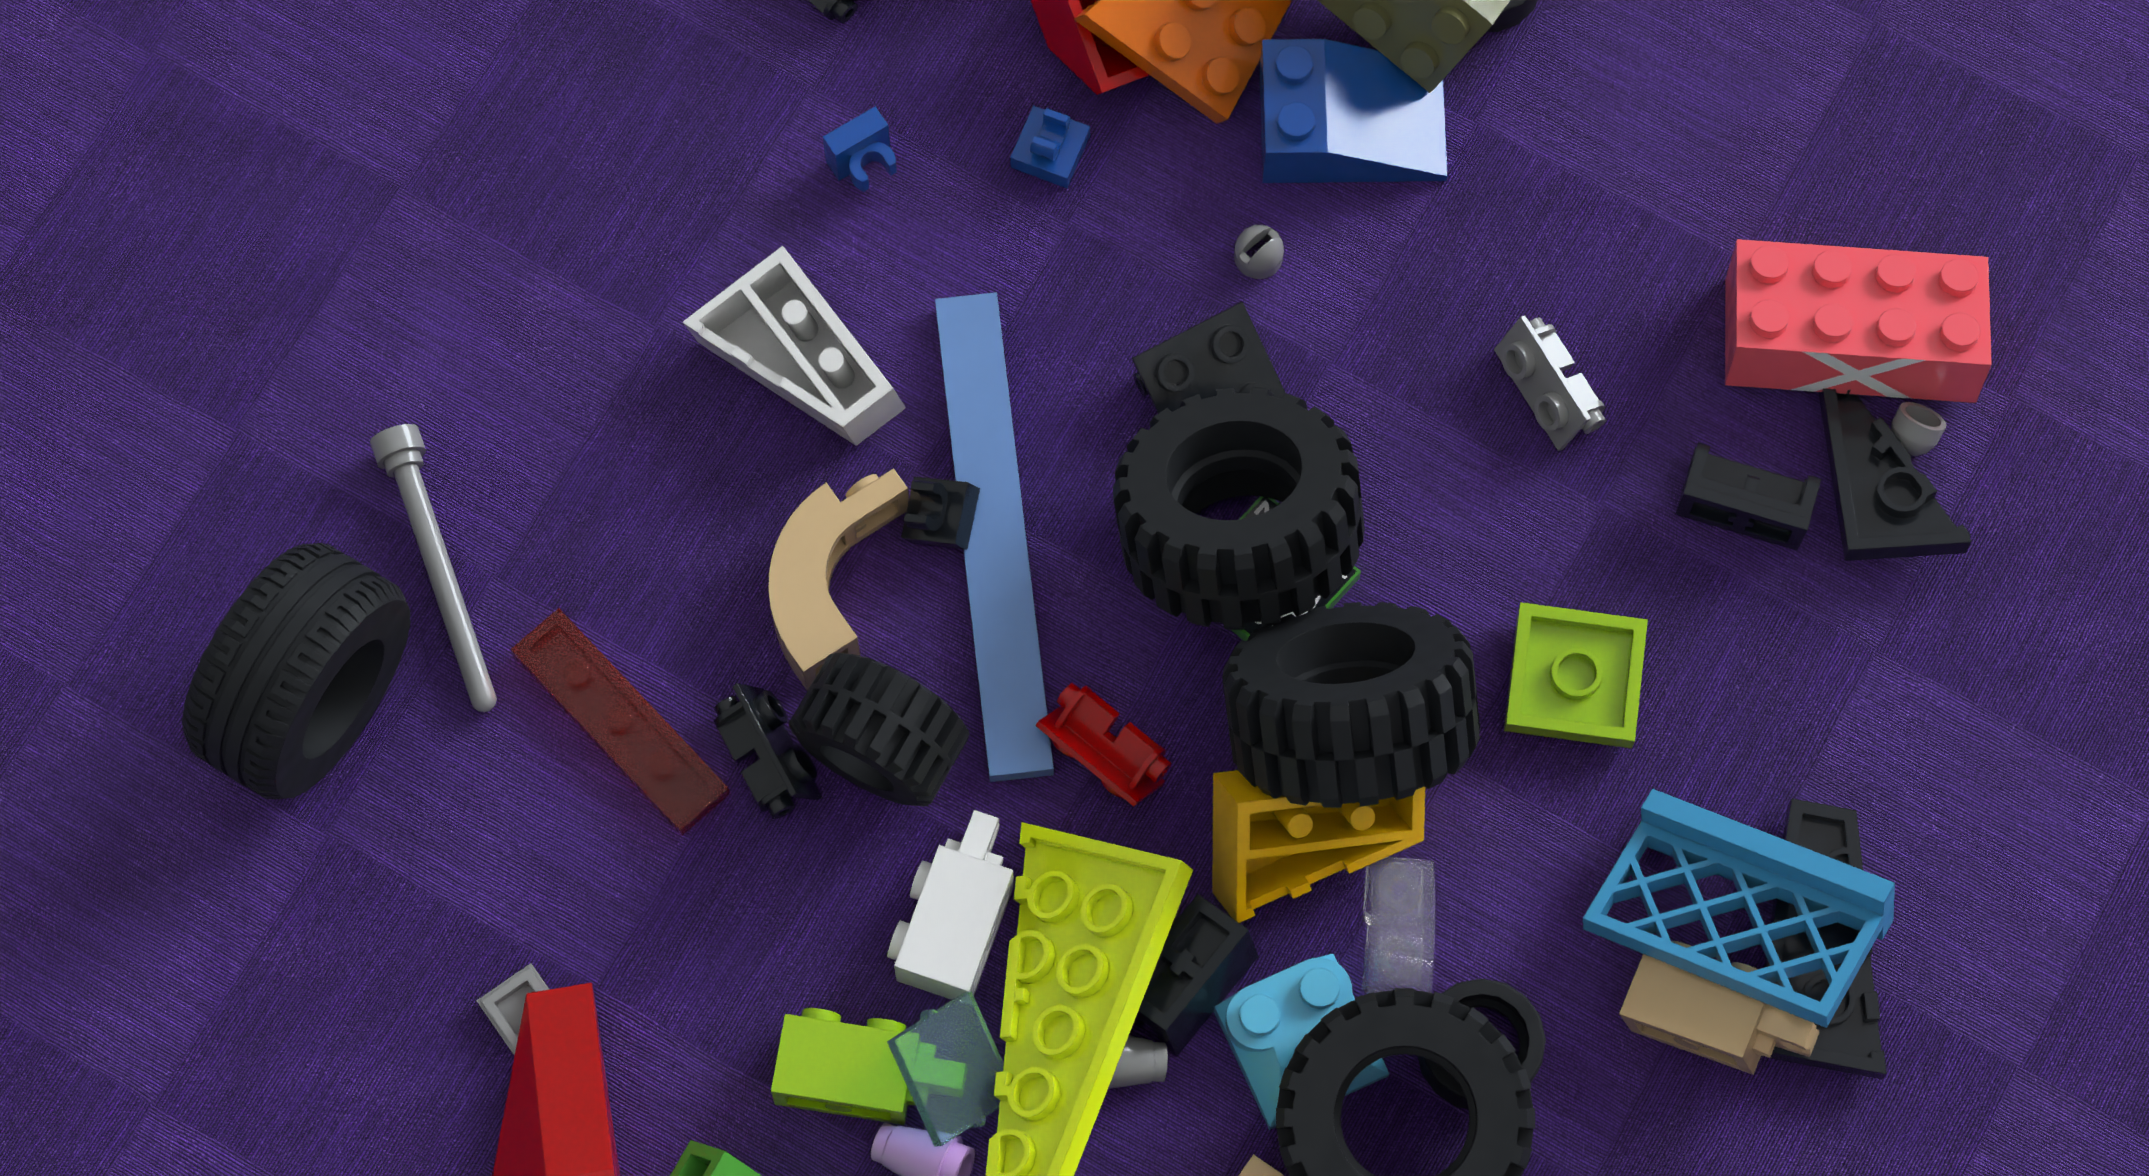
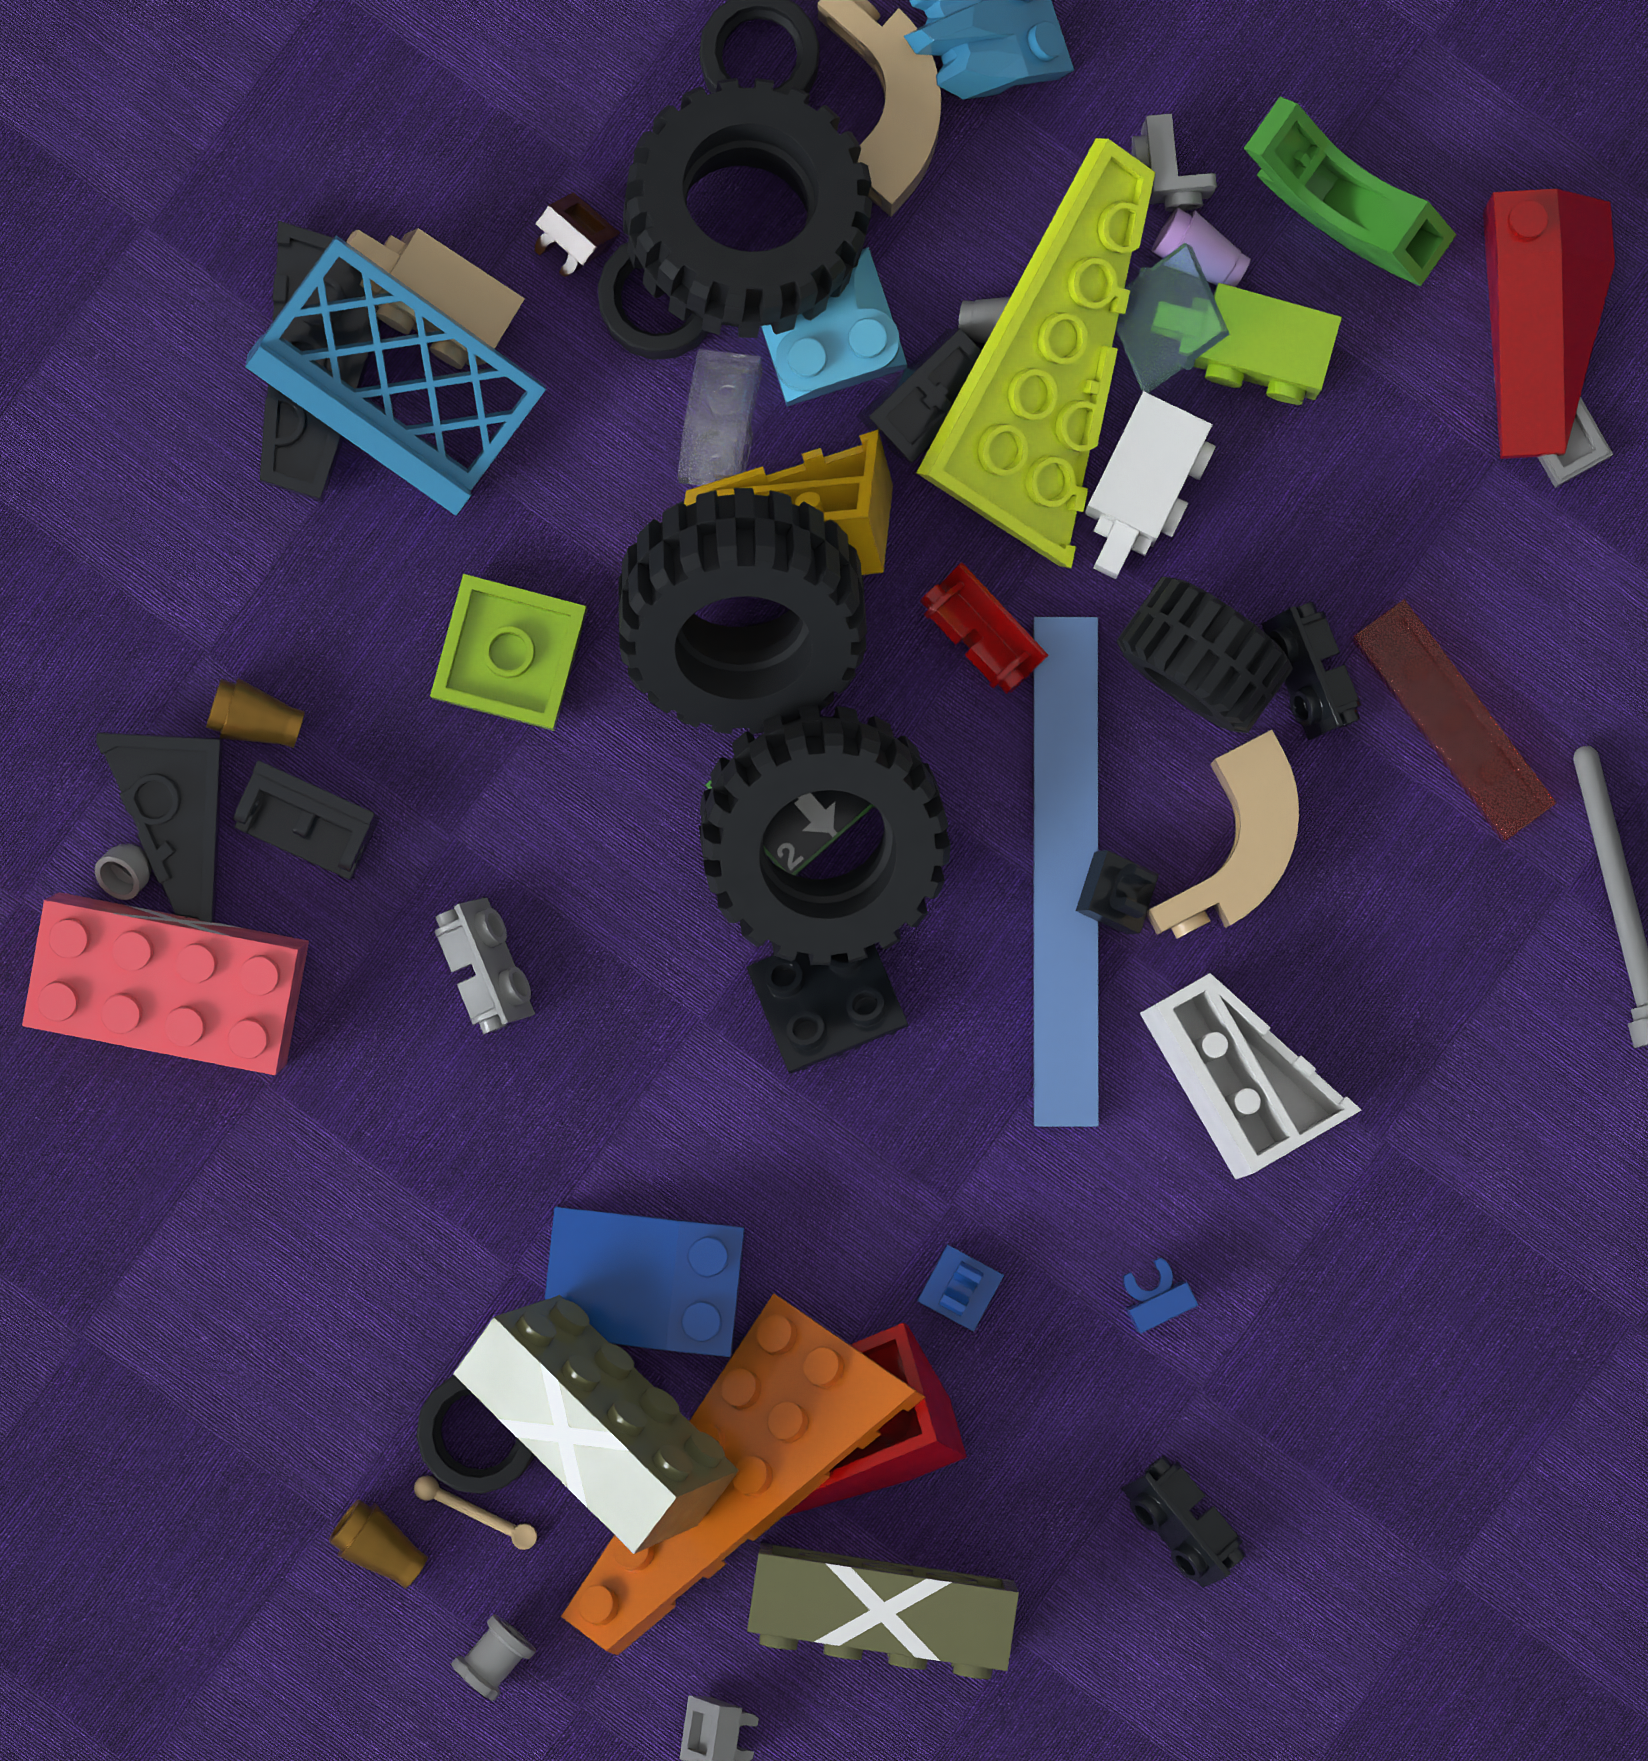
camera: 170 degrees left, 15 degrees up
(1266, 259) = (752, 1133): light grey hinge -> none
(1576, 1101) = (576, 230): none -> reddish brown tile
(1819, 586) = (253, 715): none -> pearl gold cone

